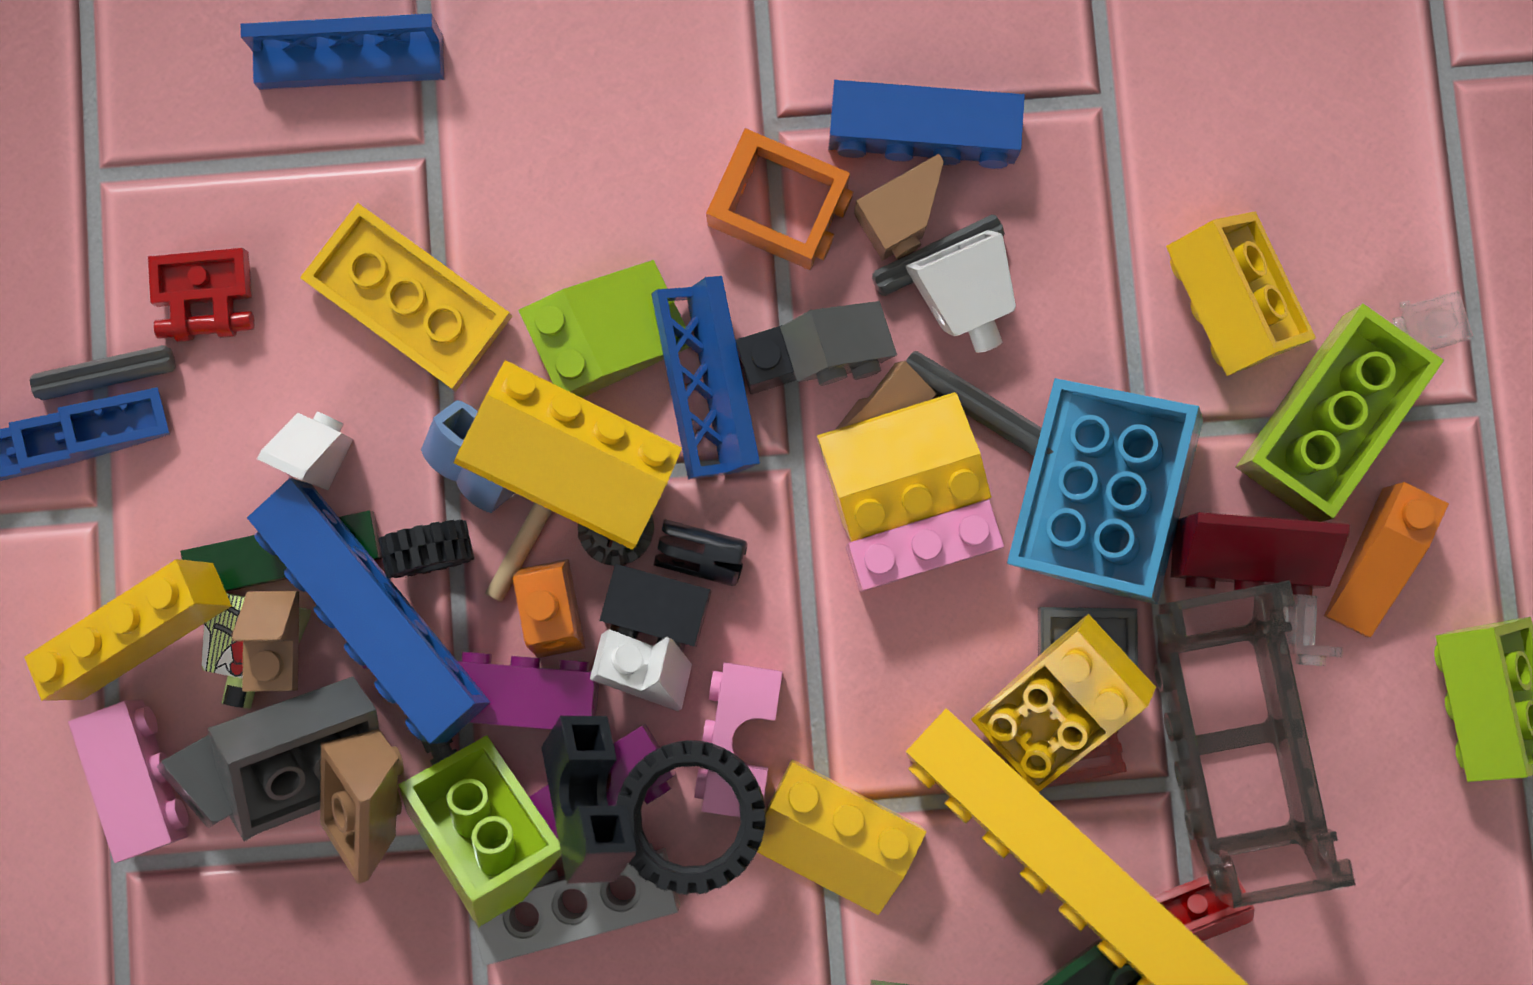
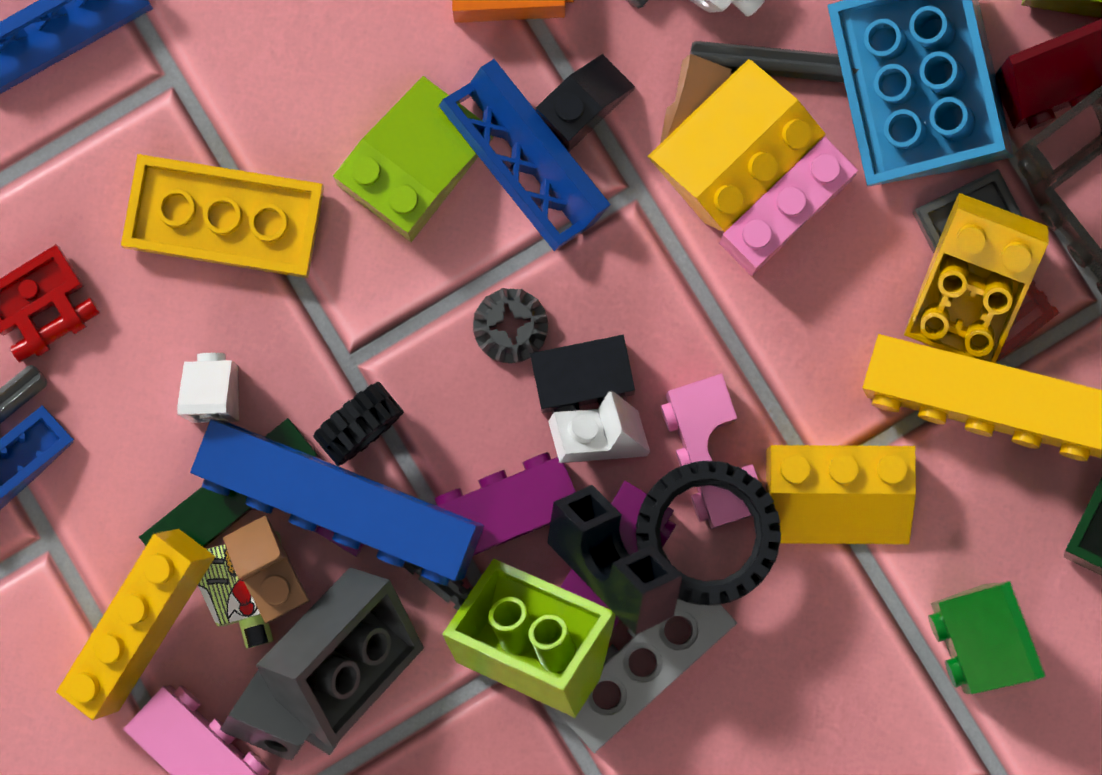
camera: 25 degrees left, 0 degrees up
(360, 798) = (413, 663): medium nougat slope -> none
(441, 447) = (357, 323): medium blue brick -> none
(518, 552) = (437, 370): tan bar -> none
(548, 609) = (492, 422): orange torso -> none
(568, 455) = (442, 278): yellow slope -> none
(701, 553) = (615, 306): black arm -> none
(839, 342) = (626, 66): dark grey brick -> none

